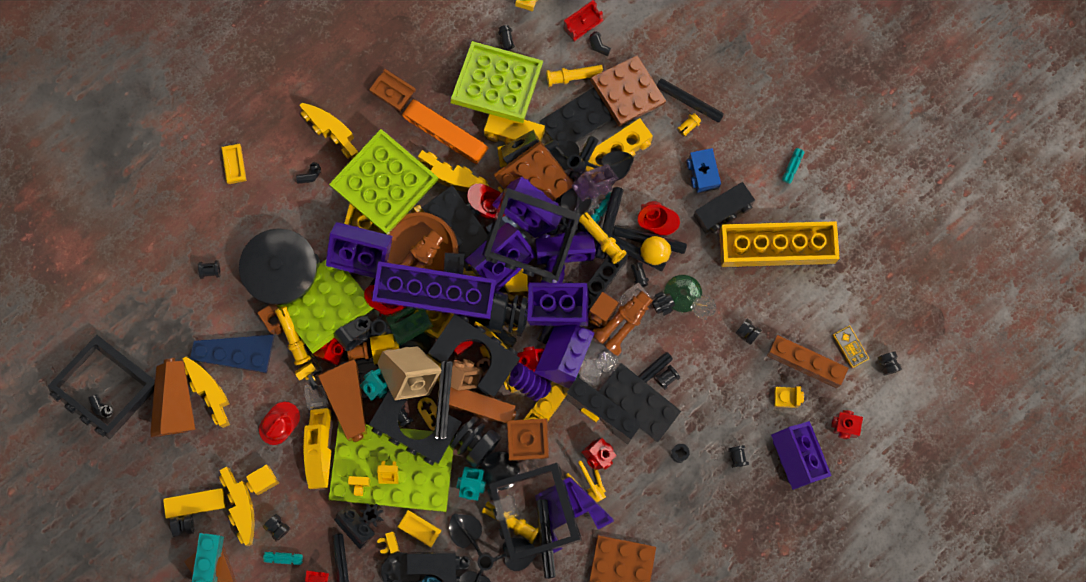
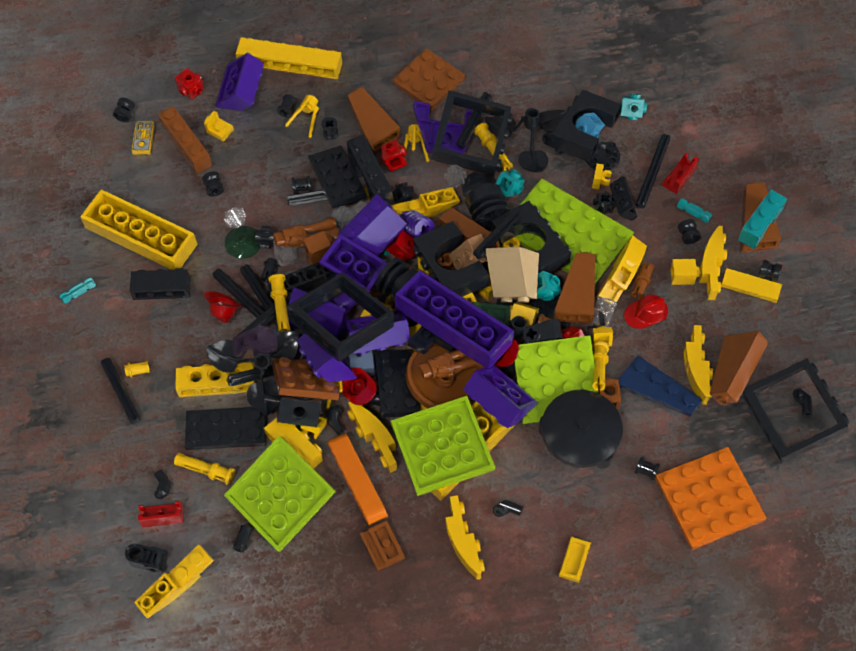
camera: 145 degrees left, 15 degrees down
(146, 275) = (710, 498): none -> orange plate
(296, 451) = (642, 280): none -> dark orange pin
(359, 484) = (602, 223): yellow tile -> none
(388, 474) = (573, 218): yellow tile -> none
(419, 528) = (570, 179): yellow tile -> none
(491, 168) = (332, 419): none -> black arm
(506, 508) = (494, 136): clear panel -> none
(528, 439) = (444, 184): dark orange plate -> none
(565, 418) = (403, 192): none -> black gear
(628, 90) = (167, 425): plate -> none
(644, 484) = (372, 120): none -> dark orange slope
(655, 250) = (242, 276): yellow hair -> none
(706, 160) = (153, 322): blue brick -> none
(718, 469) = (307, 106): none -> yellow plant
(773, 513) = (292, 58): none -> yellow brick

